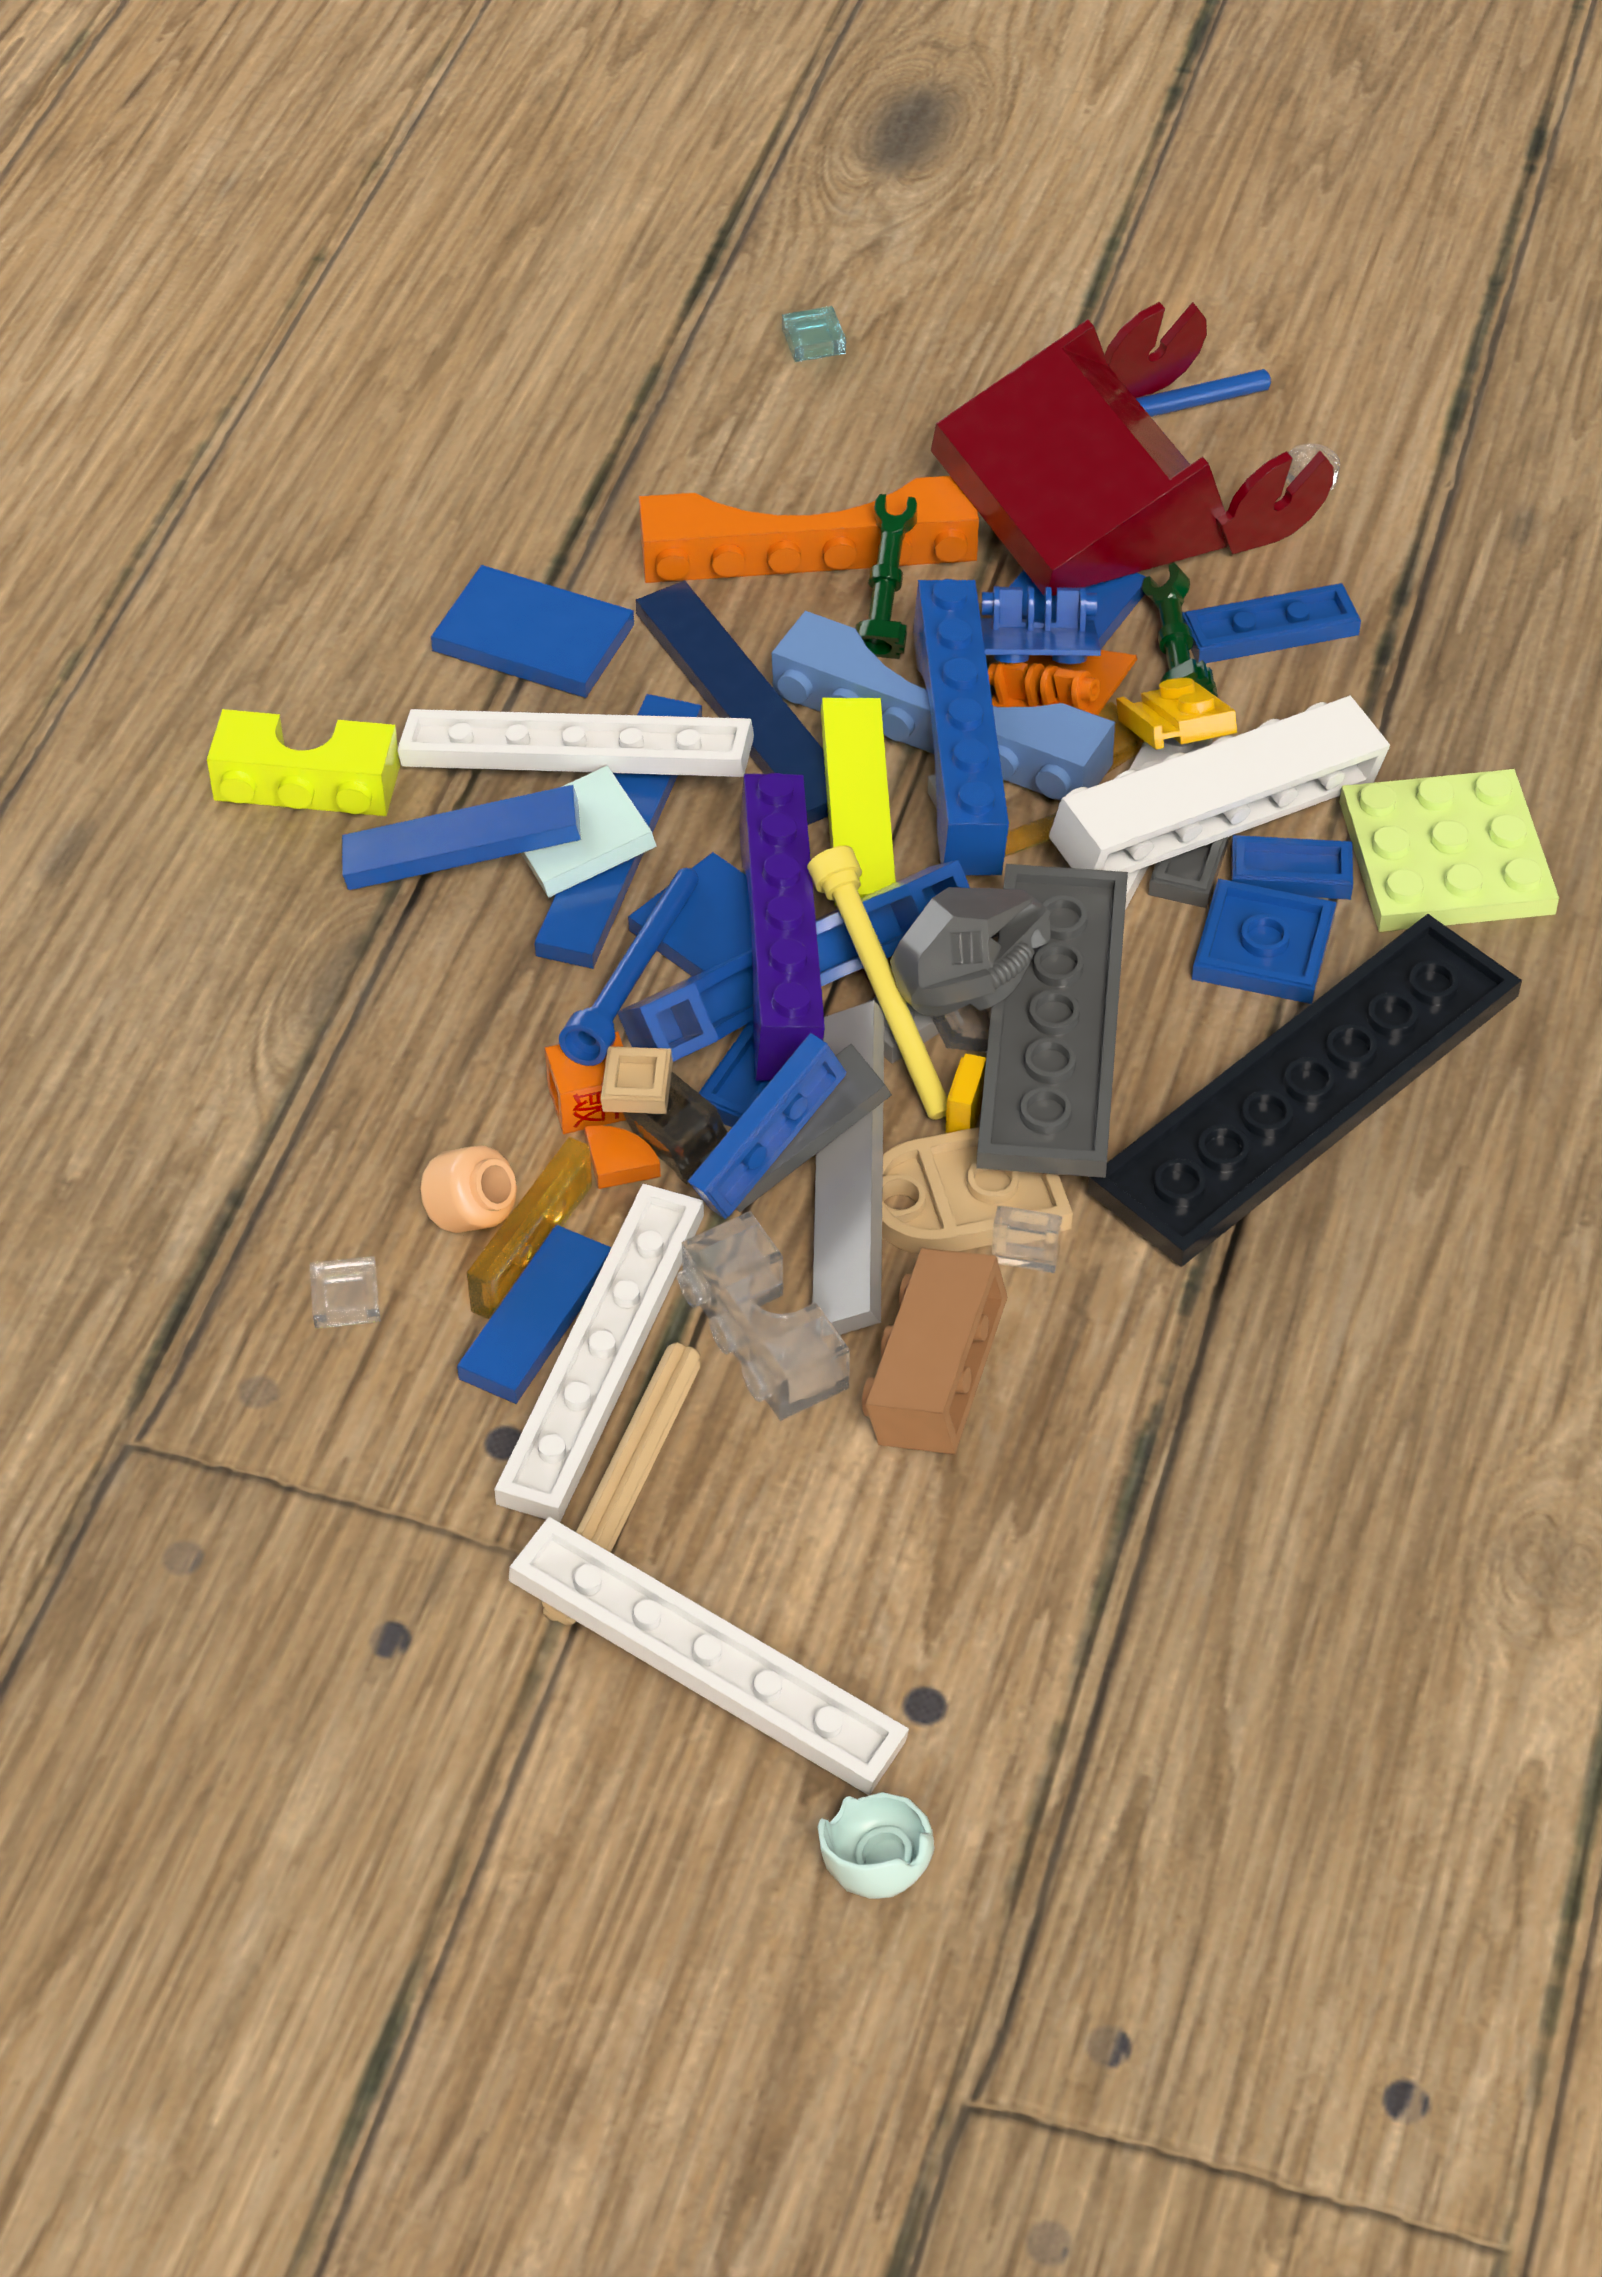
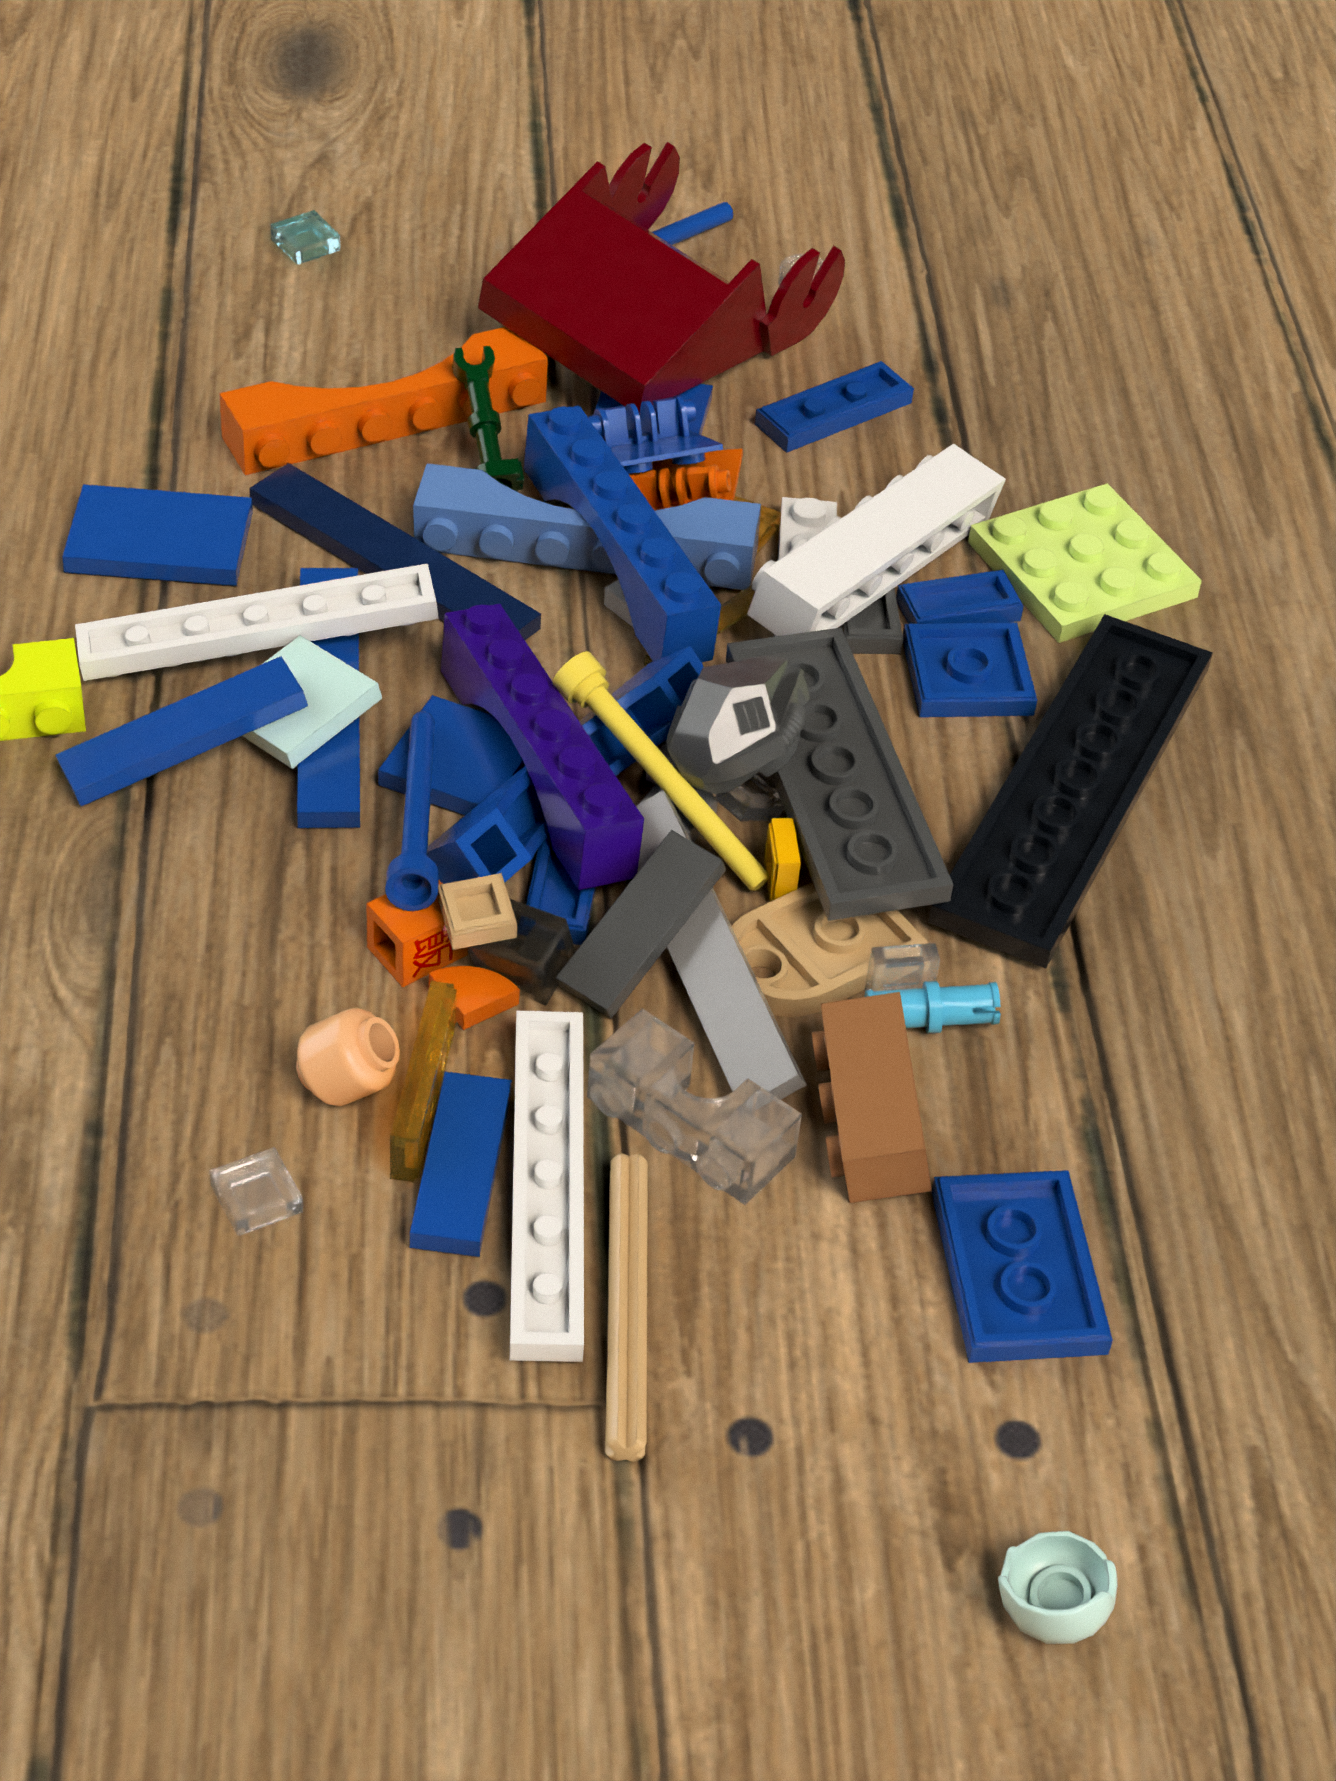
camera: 25 degrees left, 5 degrees down
(709, 1655) = (804, 1447): white plate -> none
(768, 1126) = (626, 925): blue tile -> none
(858, 787) = (540, 601): neon yellow tile -> none
(1005, 1547) = (1020, 1267): none -> blue tile
(1052, 1279) = (947, 1006): none -> medium azure pin
(1175, 636) = (791, 466): dark green piece -> none
(1177, 711) = (809, 486): yellow plate -> none

